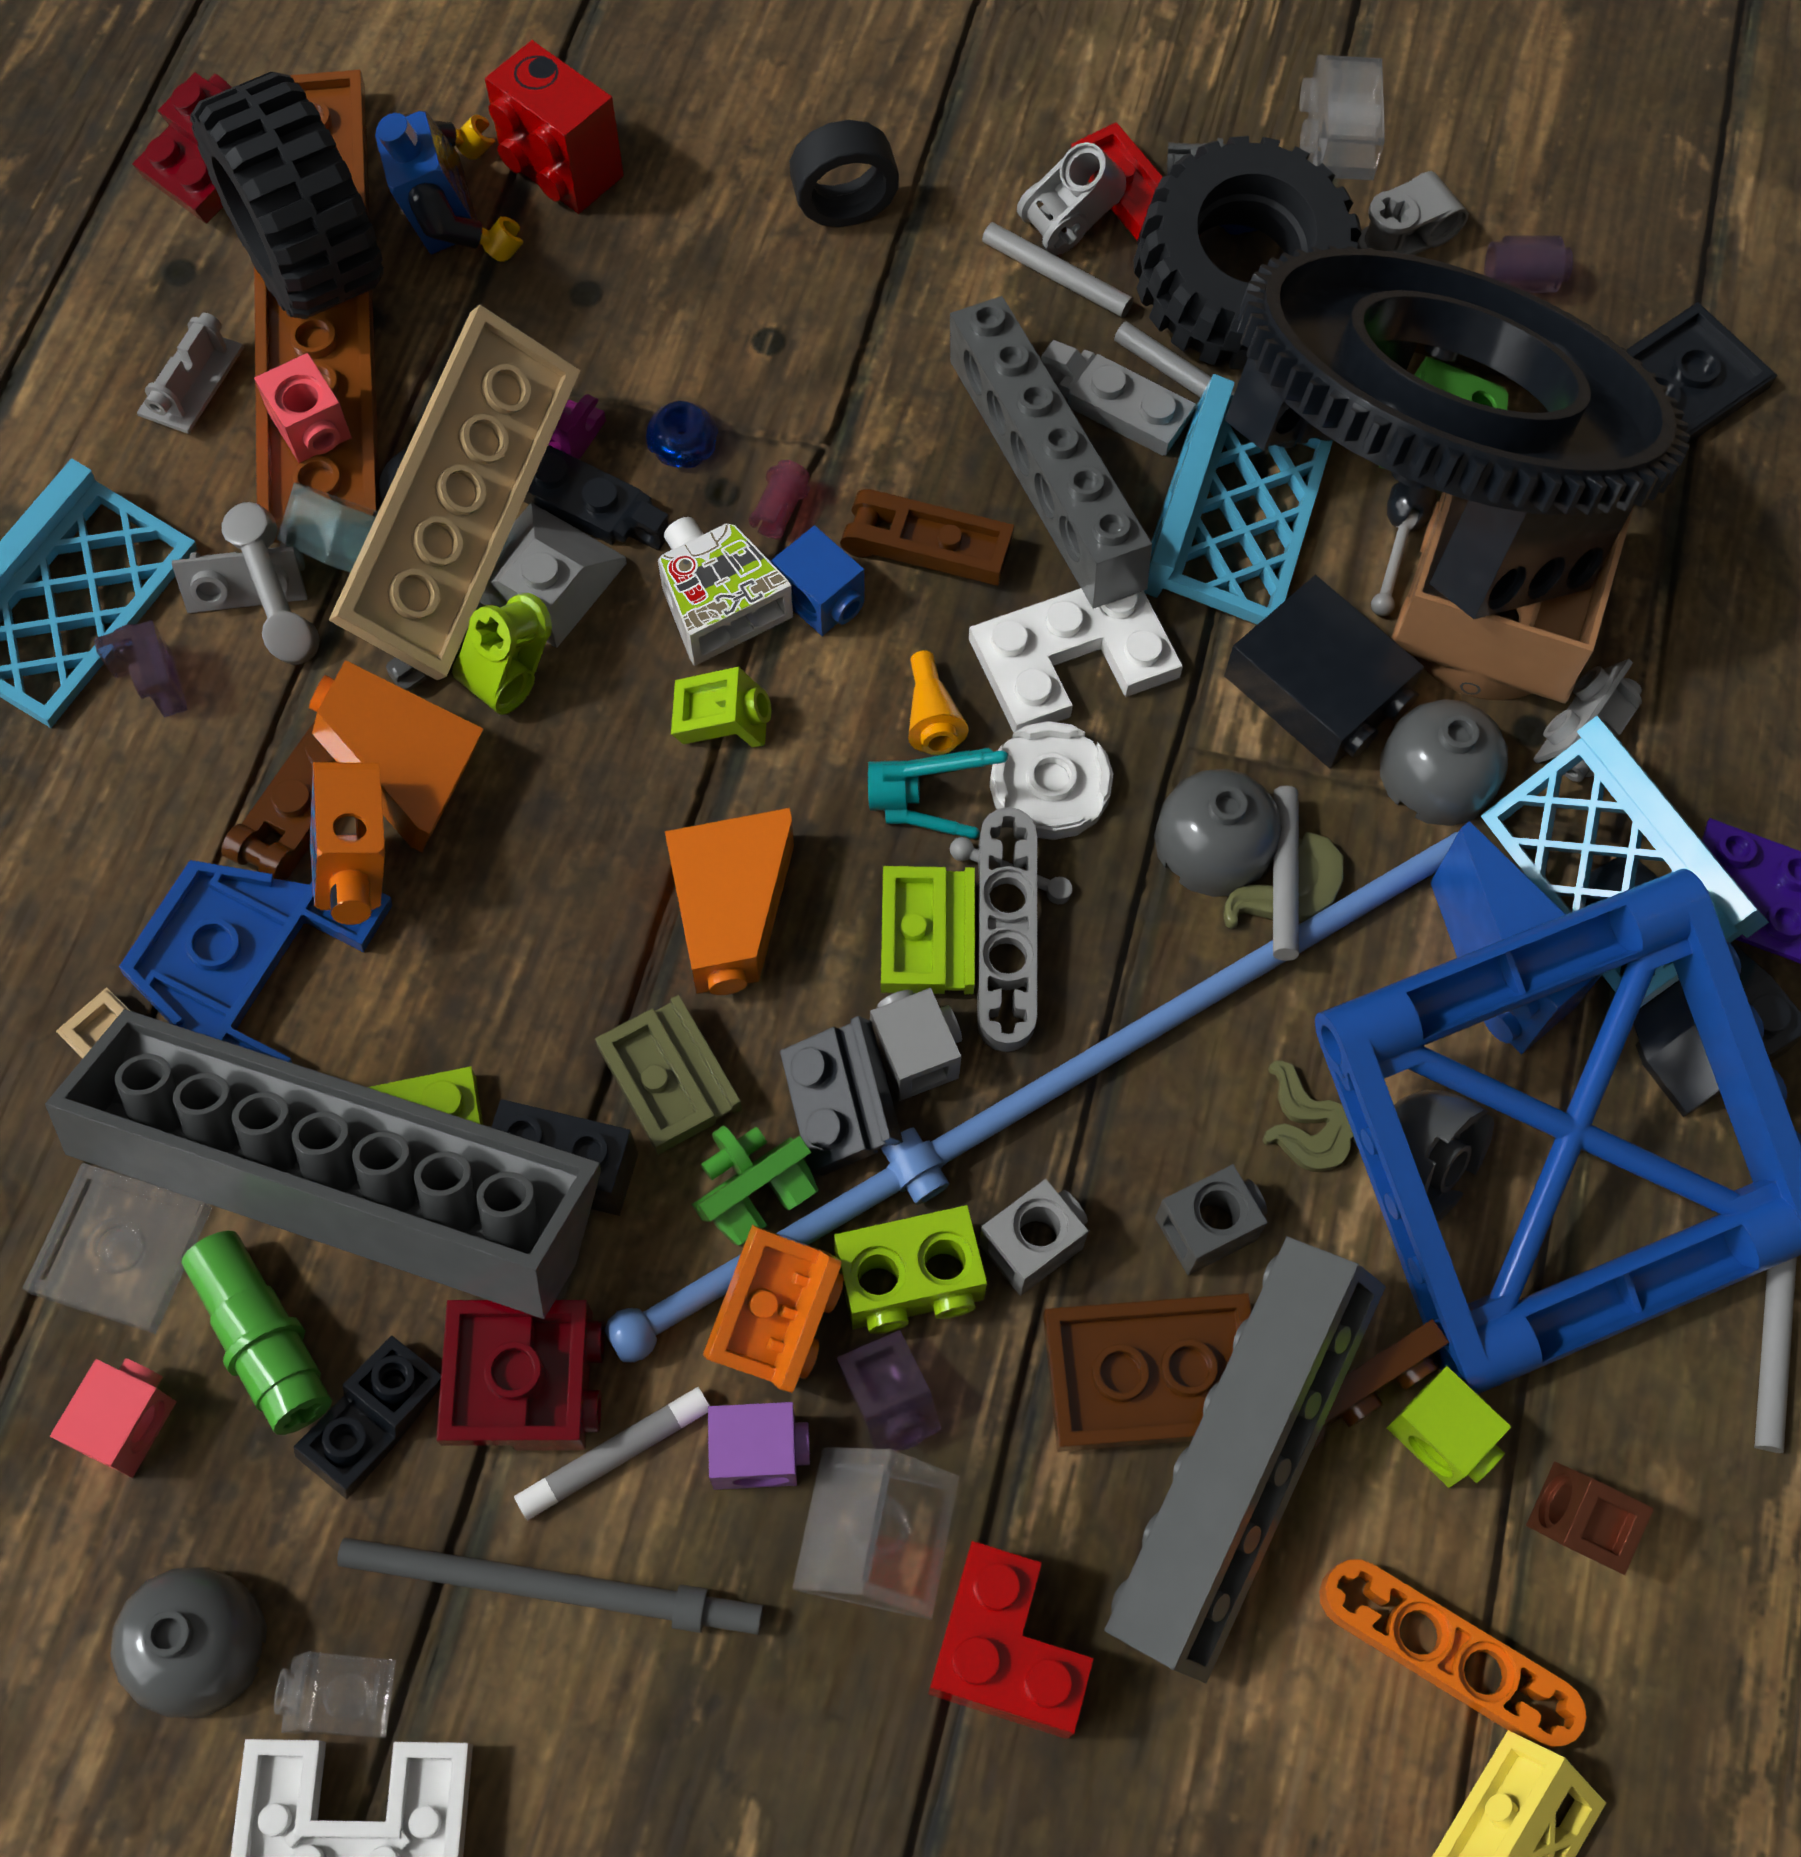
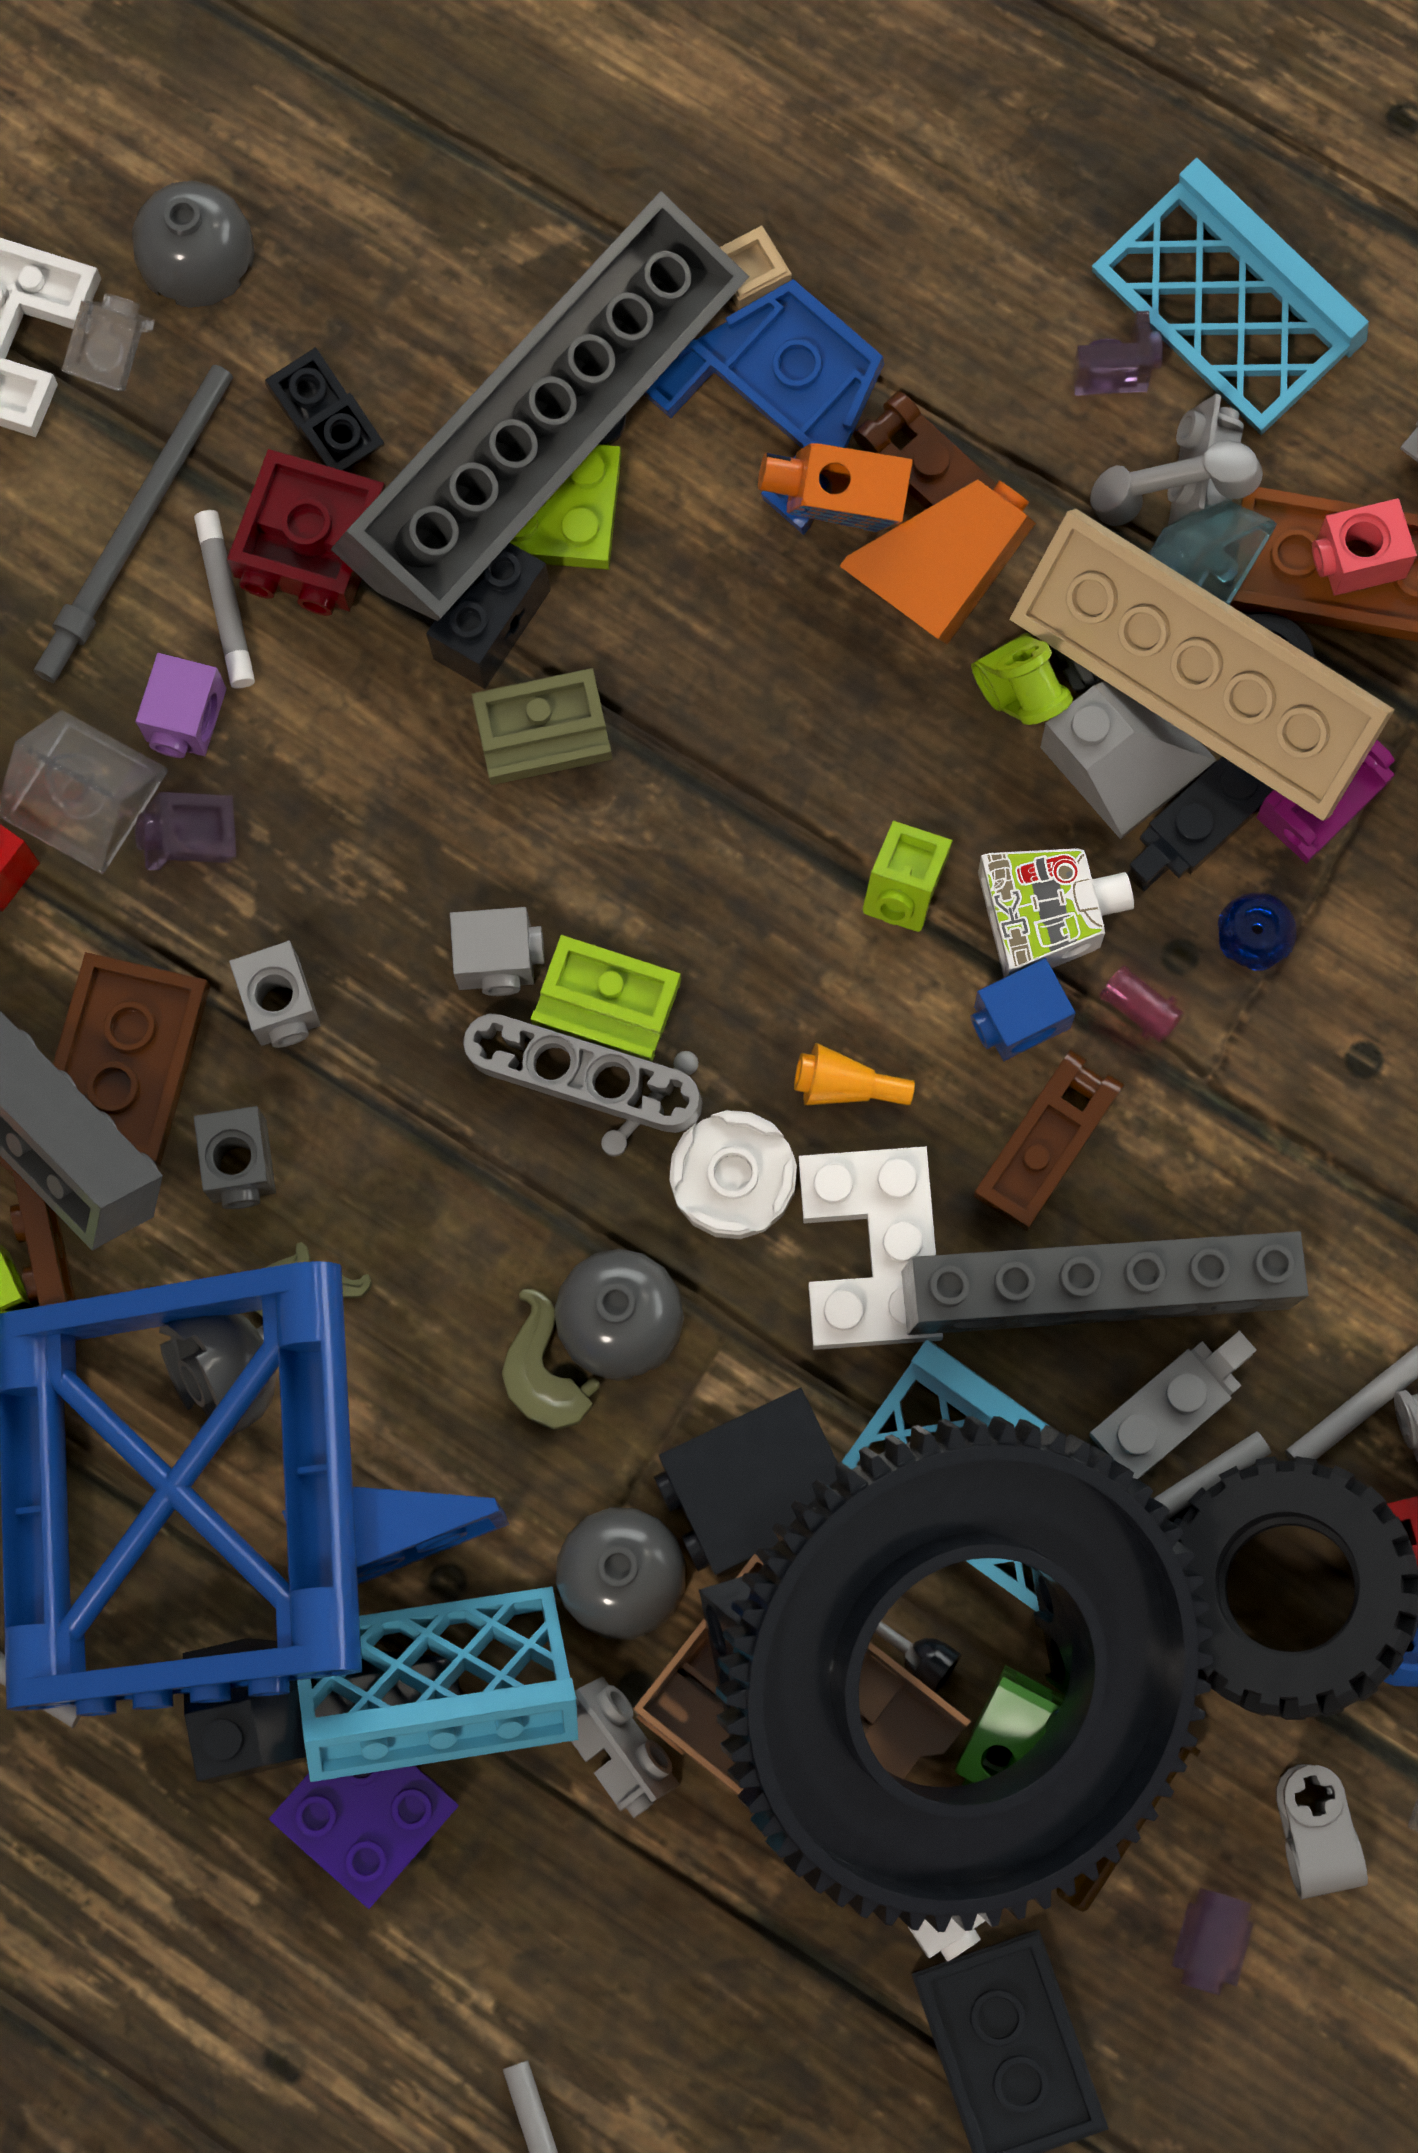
camera: 115 degrees right, 10 degrees up
(115, 1415) = (390, 216): coral brick -> none
(117, 1248) = (537, 241): clear plate -> none
(257, 1333) = (421, 335): bright green piece -> none
(729, 894) = (696, 824): orange slope -> none
(775, 1308) = (287, 751): orange bracket -> none
(780, 1168) = (422, 766): bright green hips -> none
(840, 1096) = (464, 867): plate -> none
(897, 784) = (766, 1019): teal plant -> none
(904, 1250) = (299, 878): lime brick -> none
(917, 1163) = (382, 919): medium blue bar -> none
(1286, 877) = (547, 1357): light grey bar -> none

